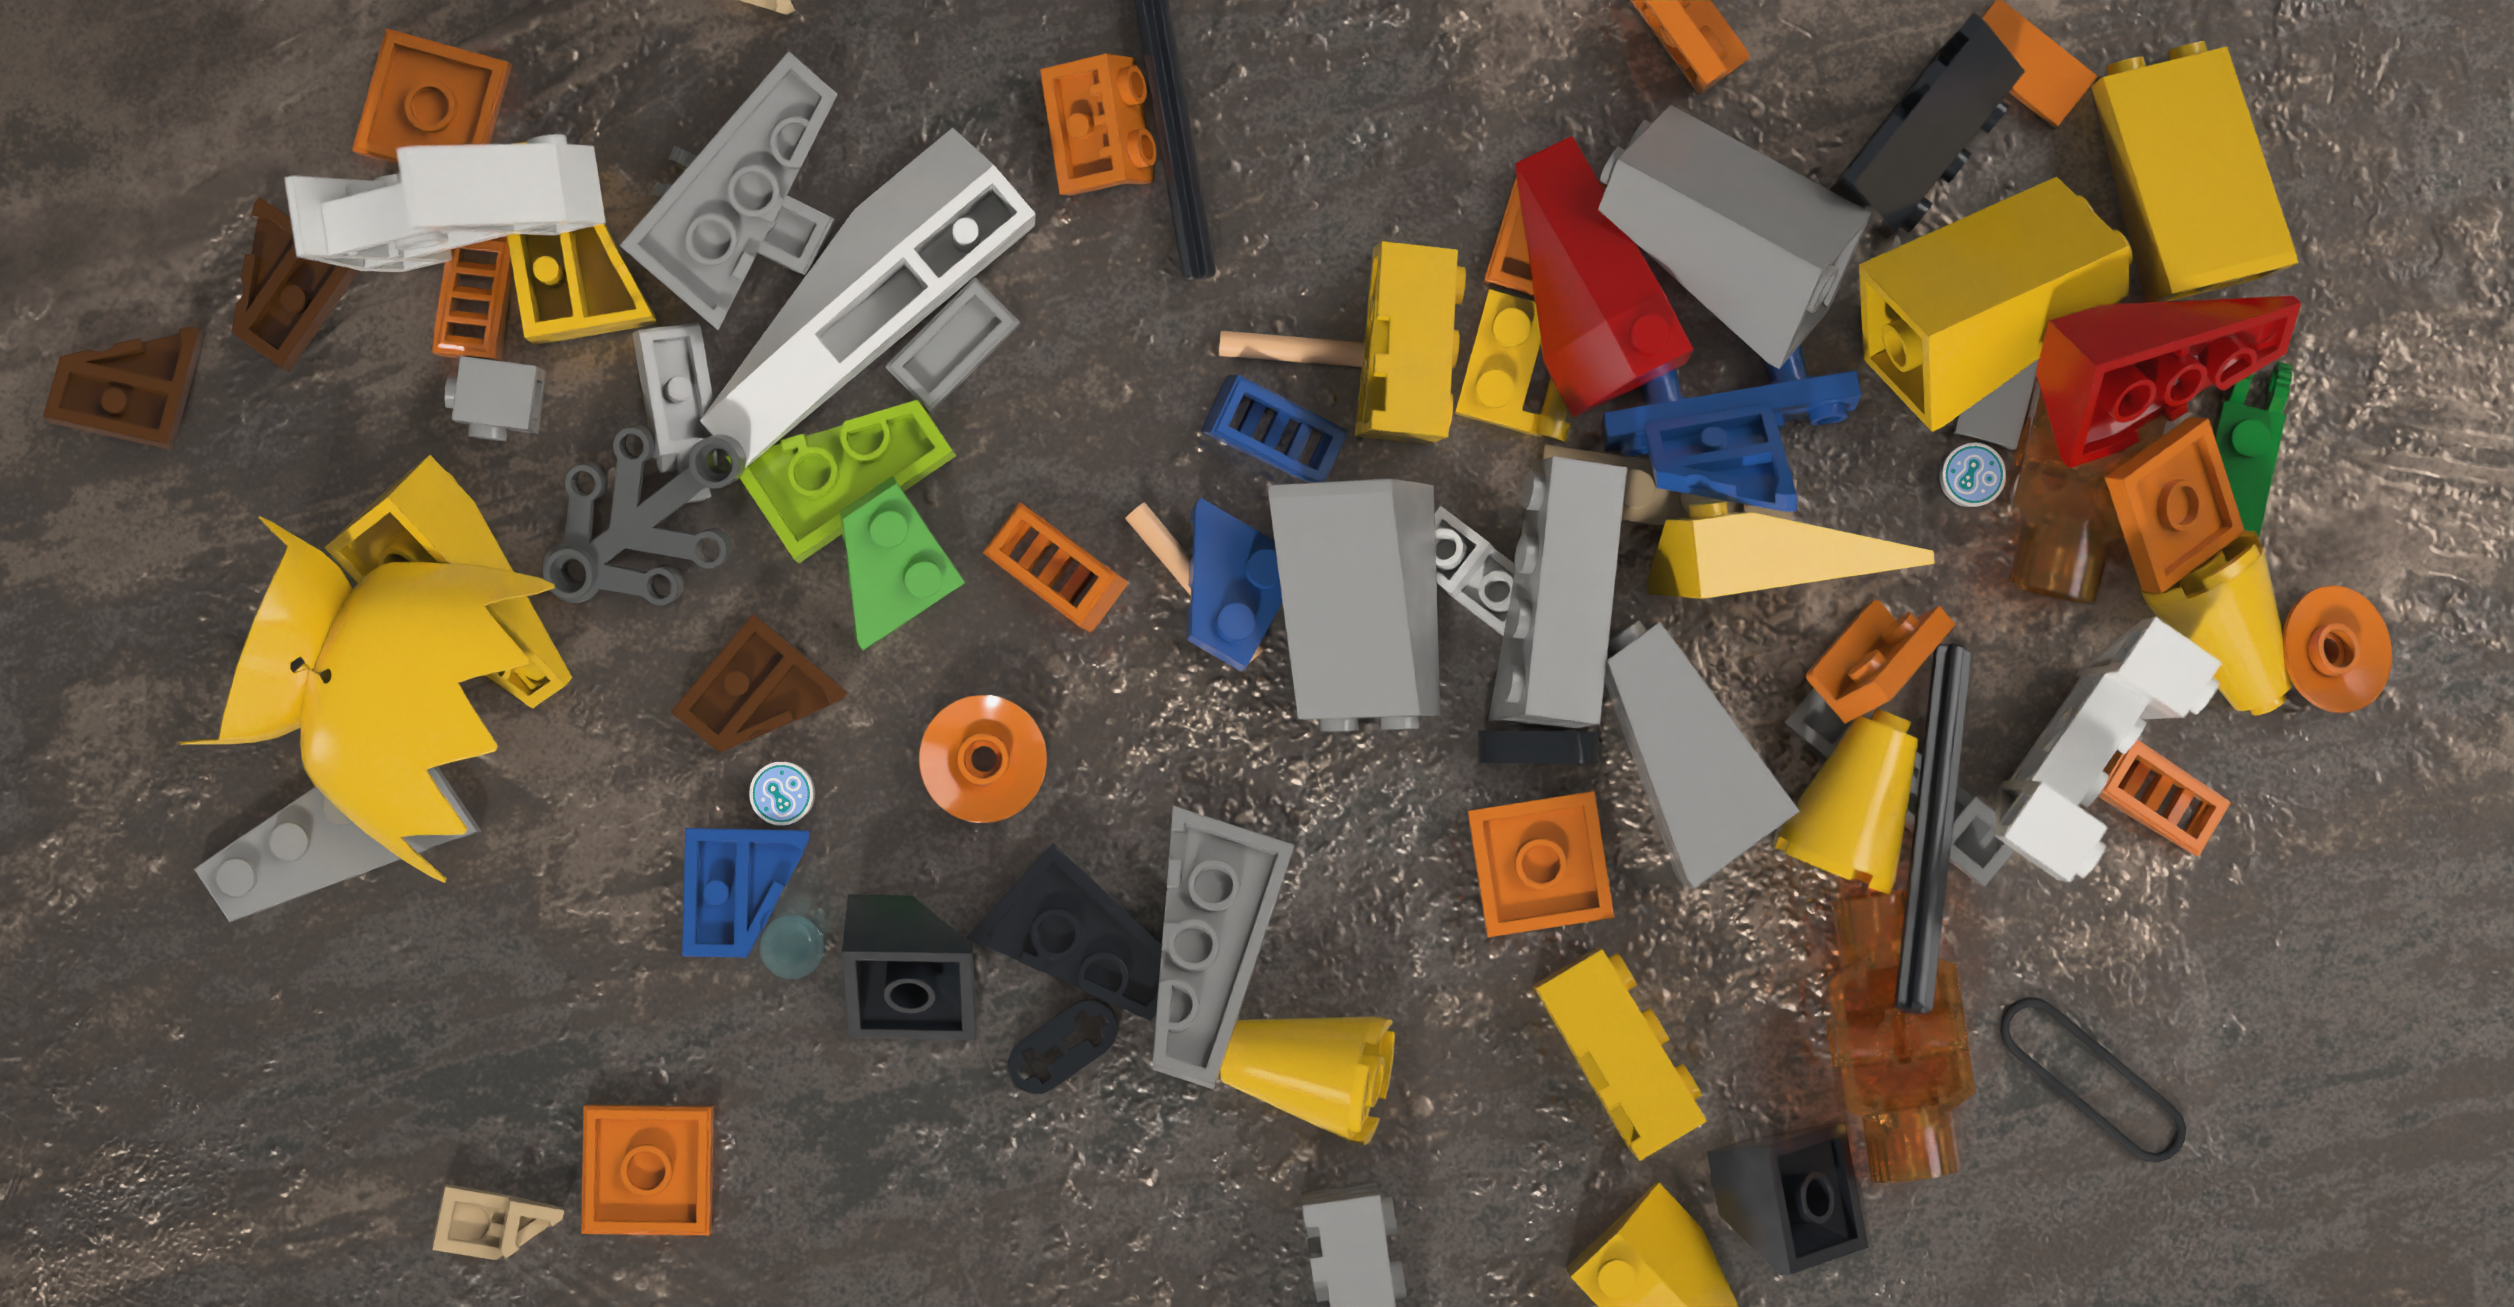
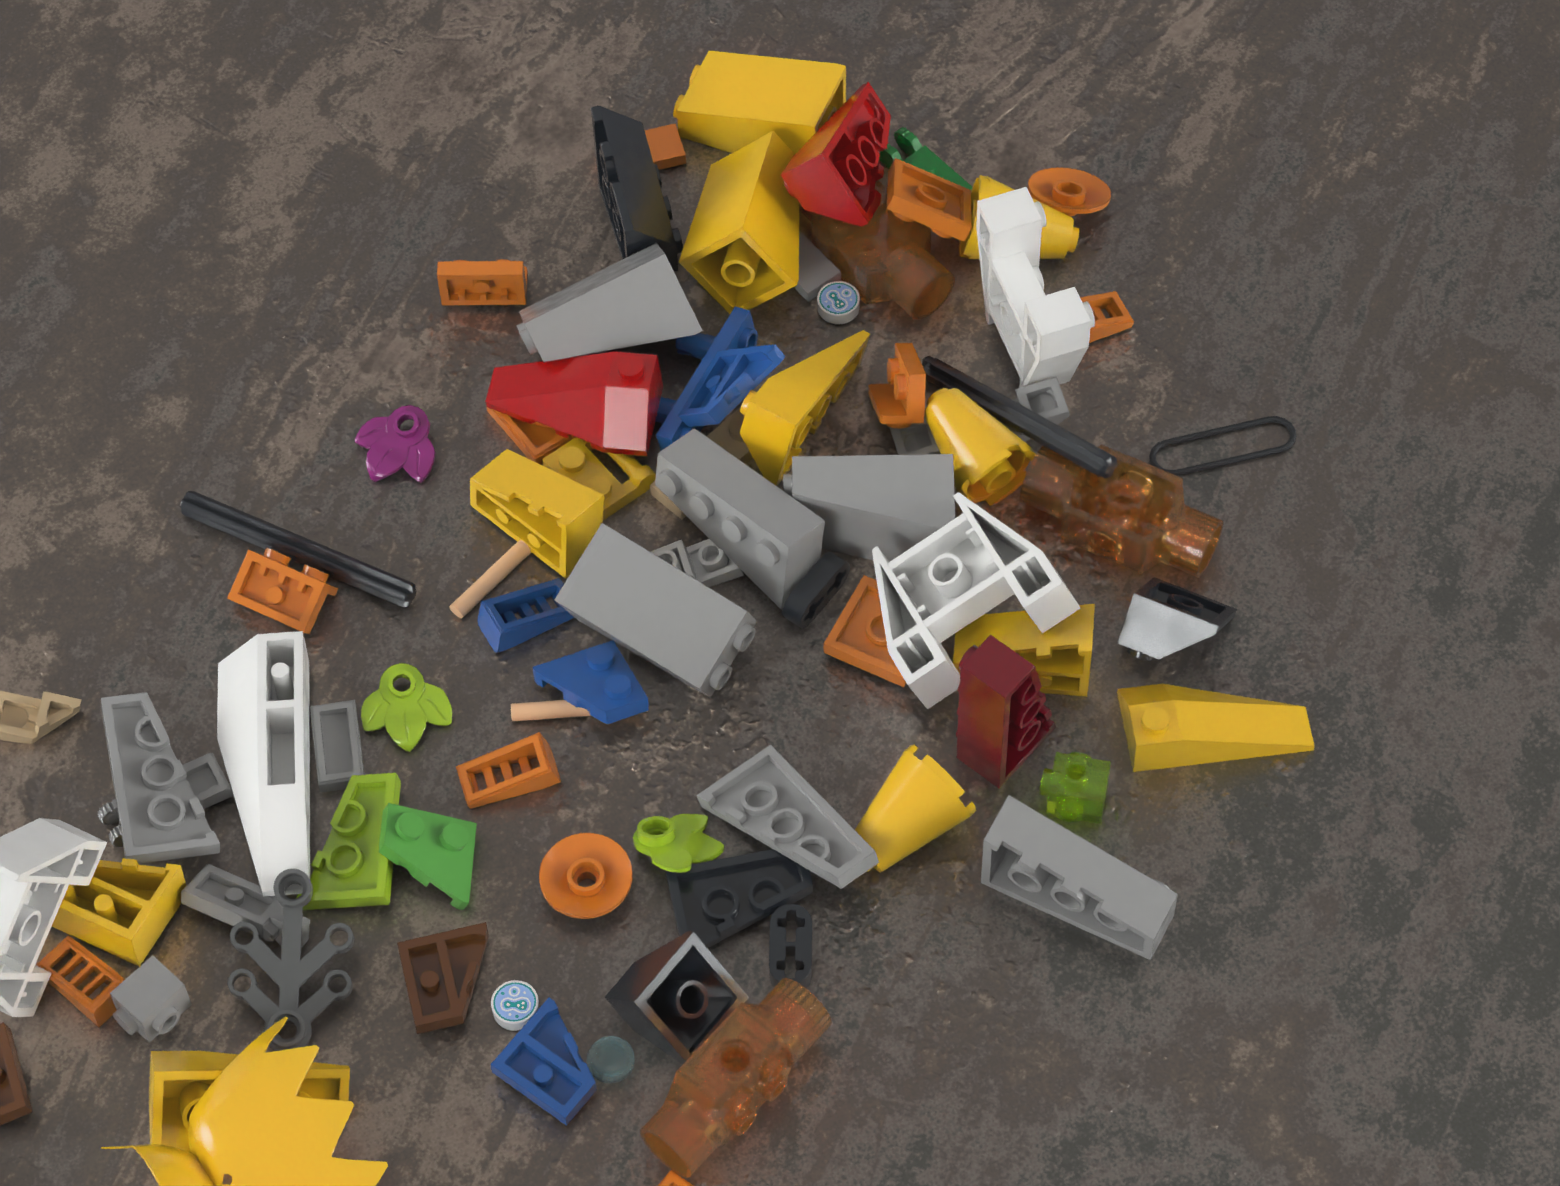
camera: 55 degrees left, 30 degrees down
(794, 1103) = (734, 1075): none -> clear orange brick
(1046, 392) = (406, 711): none -> lime plate
(1103, 837) = (676, 841): none -> lime plate
(1381, 102) = (394, 448): none -> magenta plate
(1486, 1256) = (1076, 787): none -> clear neon green brick
(1499, 1104) = (999, 711): none -> dark red wedge
(1623, 935) = (955, 581): none -> white wedge

